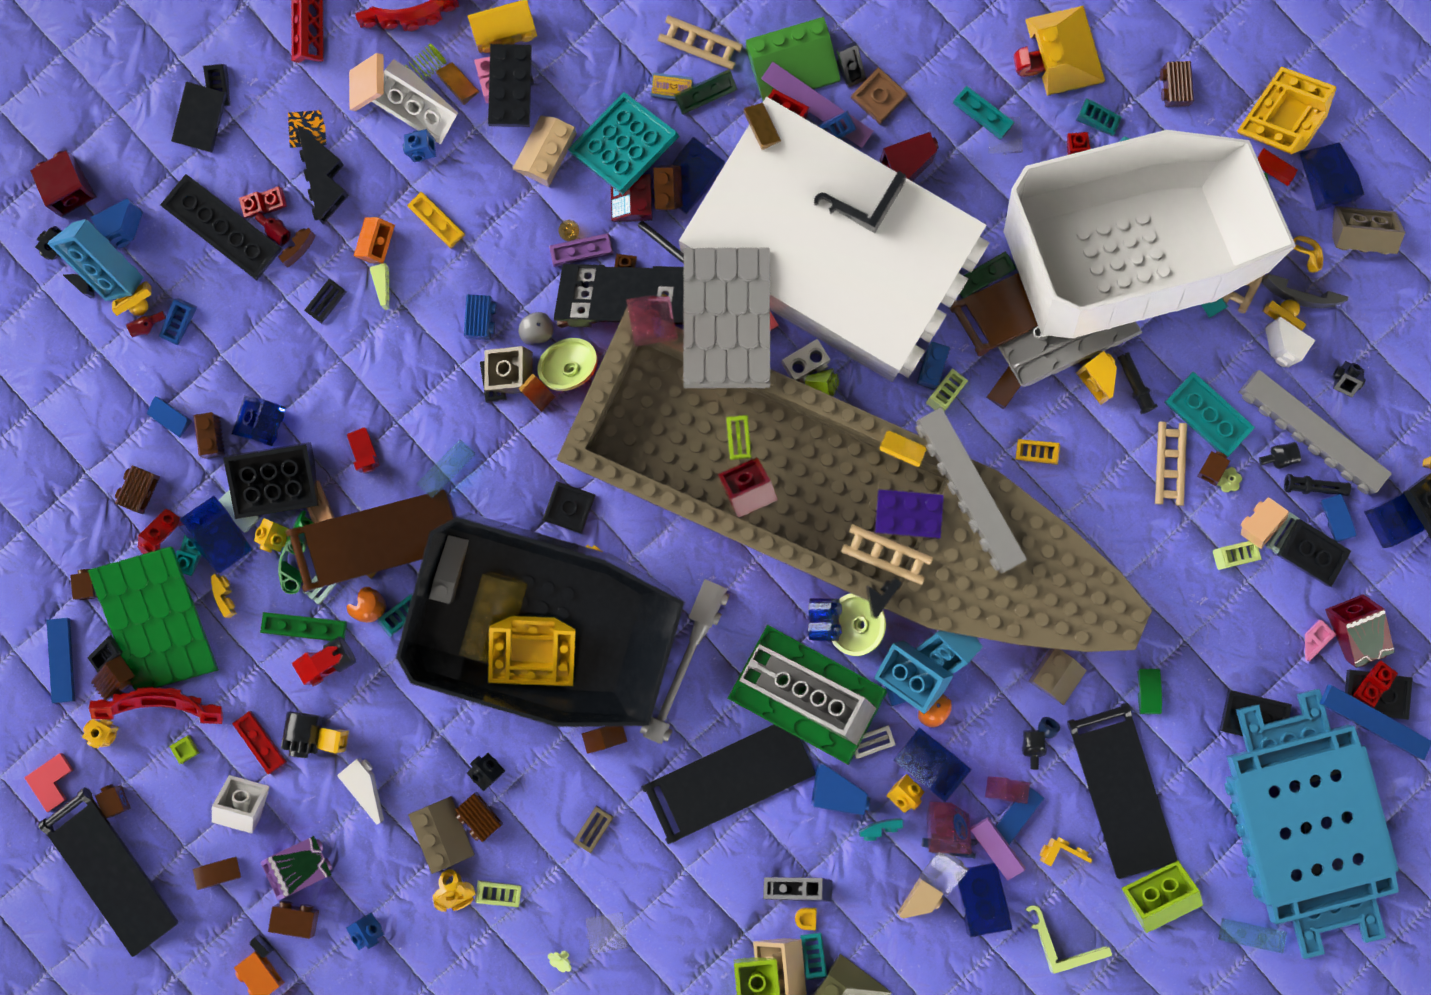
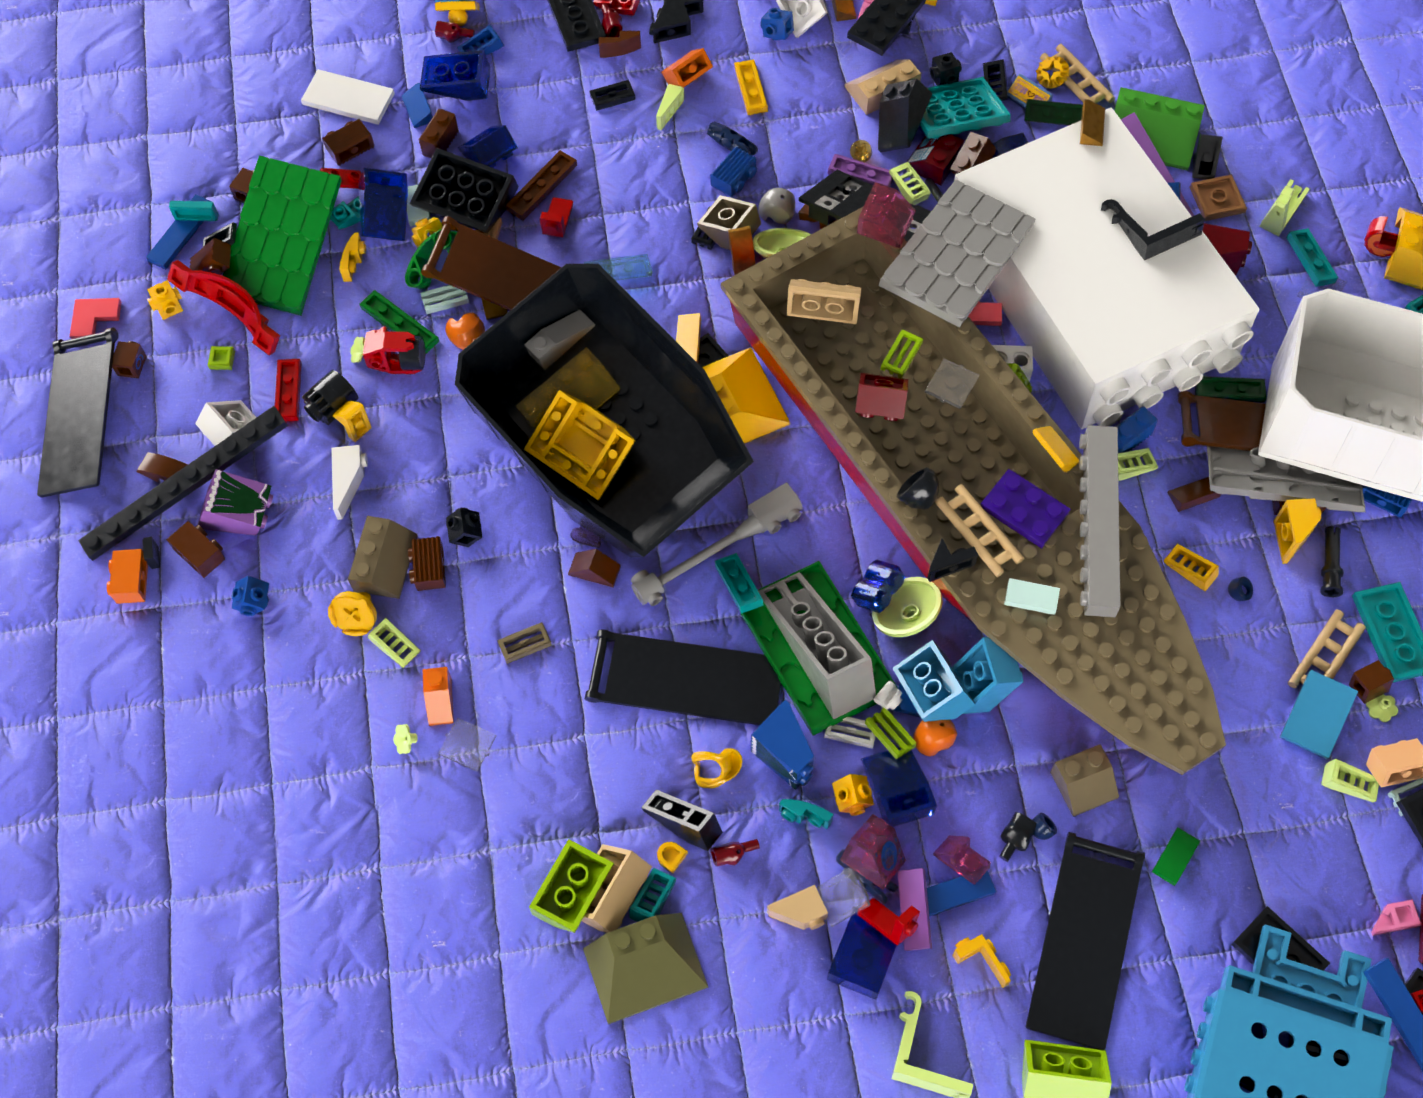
camera: 35 degrees right, 20 degrees down
(60, 640) = (193, 210): none -> teal tile
(101, 443) = (348, 96): none -> white tile
(182, 369) = (457, 75): none -> clear blue slope
(243, 877) = (182, 483): none -> black plate
(290, 674) = (357, 349): none -> yellowish green plant
(329, 428) = (541, 185): none -> reddish brown plate
(456, 286) = (730, 139): none -> dark blue hinge
(546, 500) = (689, 333): none -> yellow tile
(561, 913) = (438, 695): none -> orange slope
(584, 181) = (901, 113): none -> black slope
(589, 106) = (945, 69): none -> black brick
(619, 523) = (747, 395): none -> yellow slope
(622, 81) = (996, 66): none -> black slope
(631, 232) = (923, 191): none -> yellowish green slope
(651, 430) = (823, 301): none -> tan slope
(681, 43) = (1058, 77): none -> yellow gear
(721, 684) = (738, 583): none -> teal plate
(792, 439) = (952, 383): none -> clear piece
(804, 828) = (729, 761): none -> yellow piece
(824, 552) = (920, 489): none -> black hat
(848, 890) = (732, 852): none -> dark red piece
(885, 702) = (888, 696): none -> white plate
(907, 722) = (891, 732): none -> lime tile
(936, 74) = (1283, 208): none -> yellowish green hinge
(955, 584) = (1032, 596): none -> light aqua tile
(987, 871) = (888, 923): none -> red bracket
(1078, 449) = (1235, 589): none -> dark blue piece
(1190, 518) = (1318, 714): none -> dark azure tile

